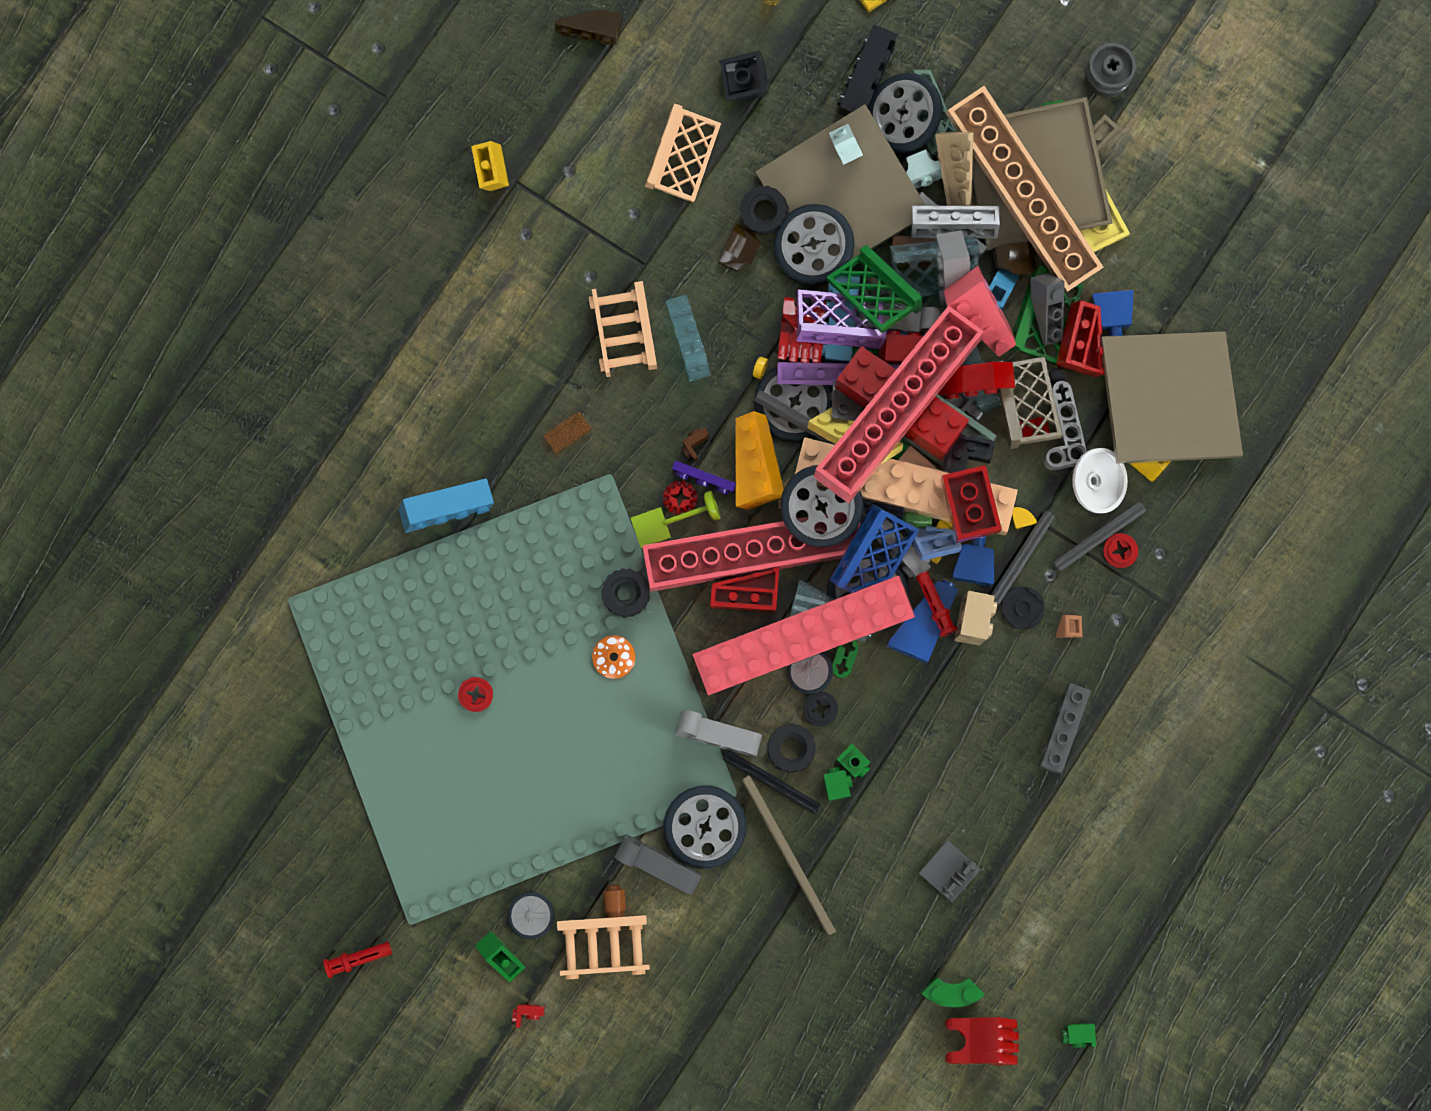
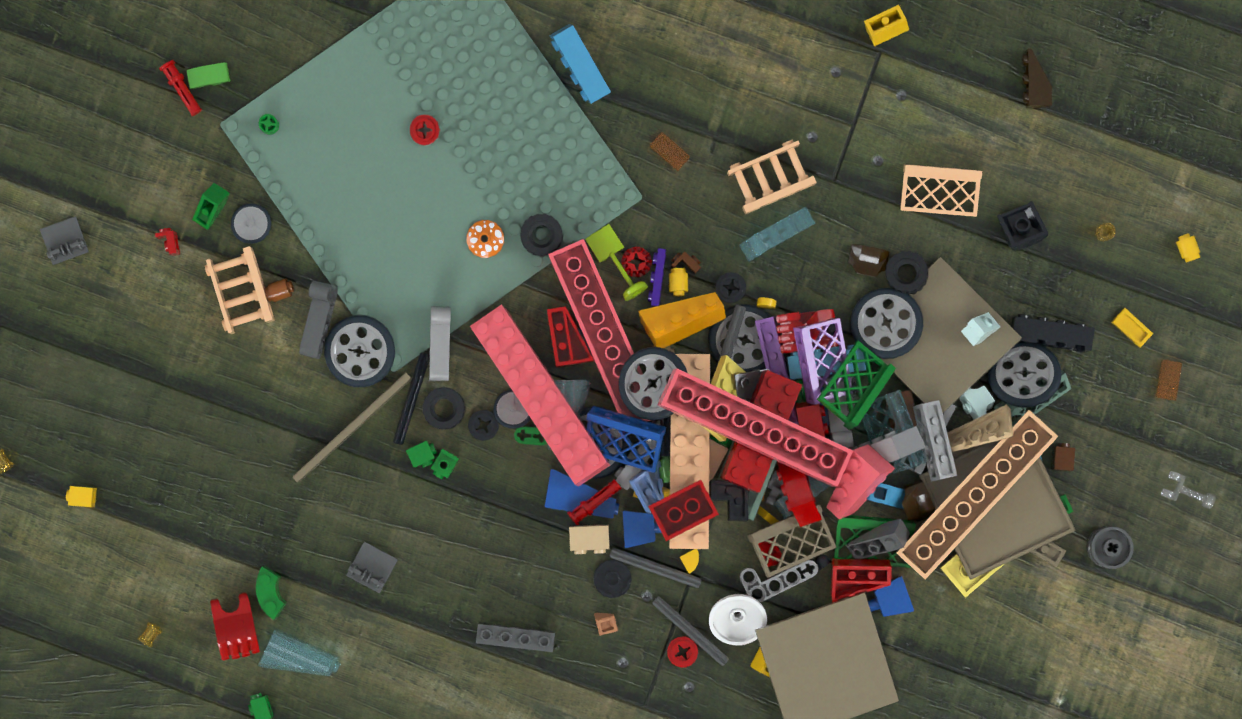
camera: 75 degrees right, 5 degrees up
(351, 924) = (208, 75): none -> bright green slope
(419, 869) = (264, 124): none -> green wheel
(713, 457) = (678, 282): none -> yellow brick
(731, 392) = (725, 280): none -> black gear
(995, 421) = (767, 516): none -> yellow tile
(1004, 94) = (1063, 457): none -> reddish brown brick
(1029, 979) = (296, 655): none -> clear light blue slope

